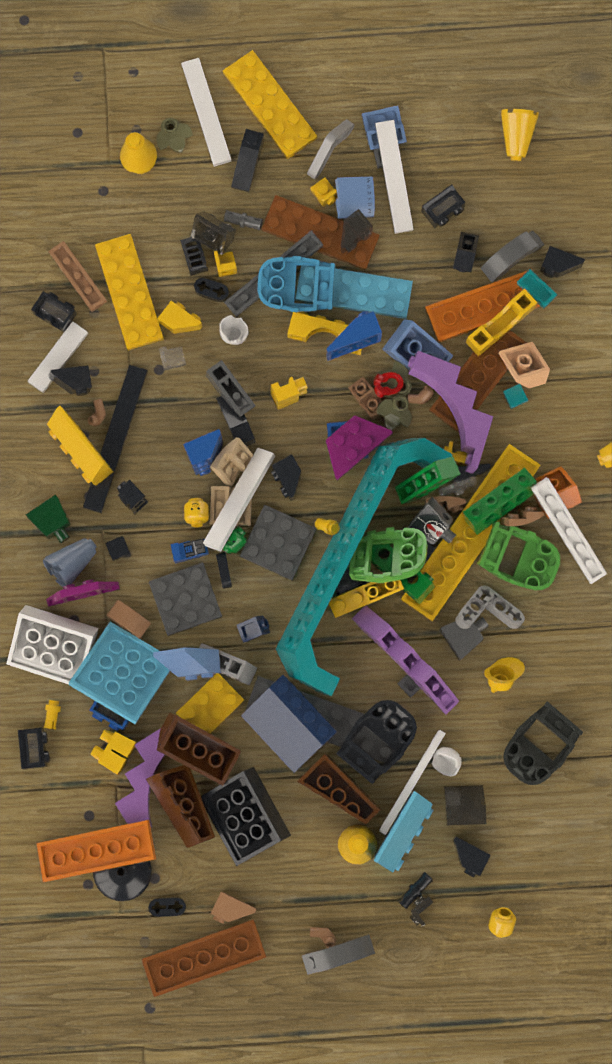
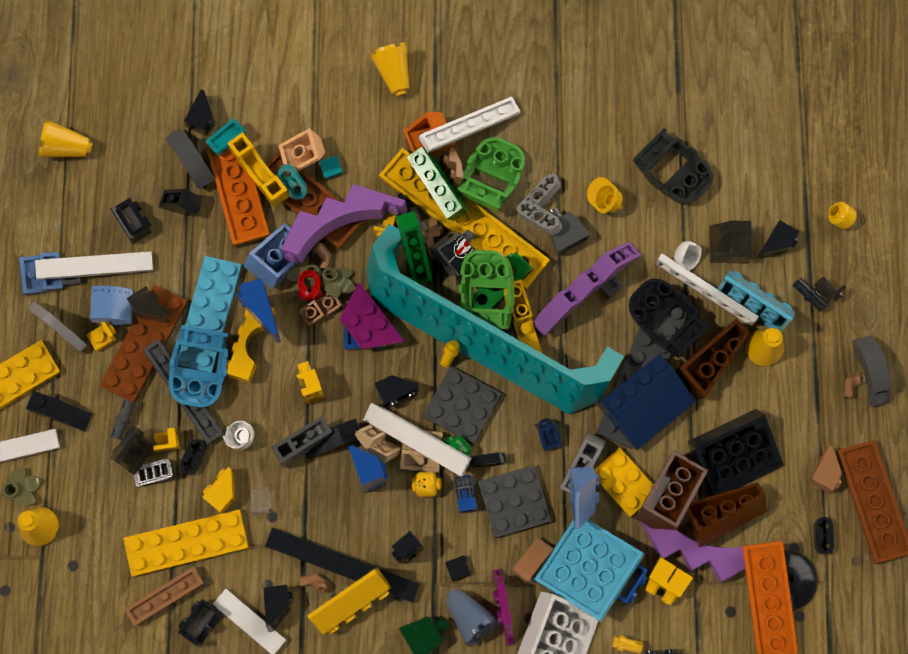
camera: 90 degrees left, 5 degrees down
(493, 354) = (292, 180): none -> teal plate

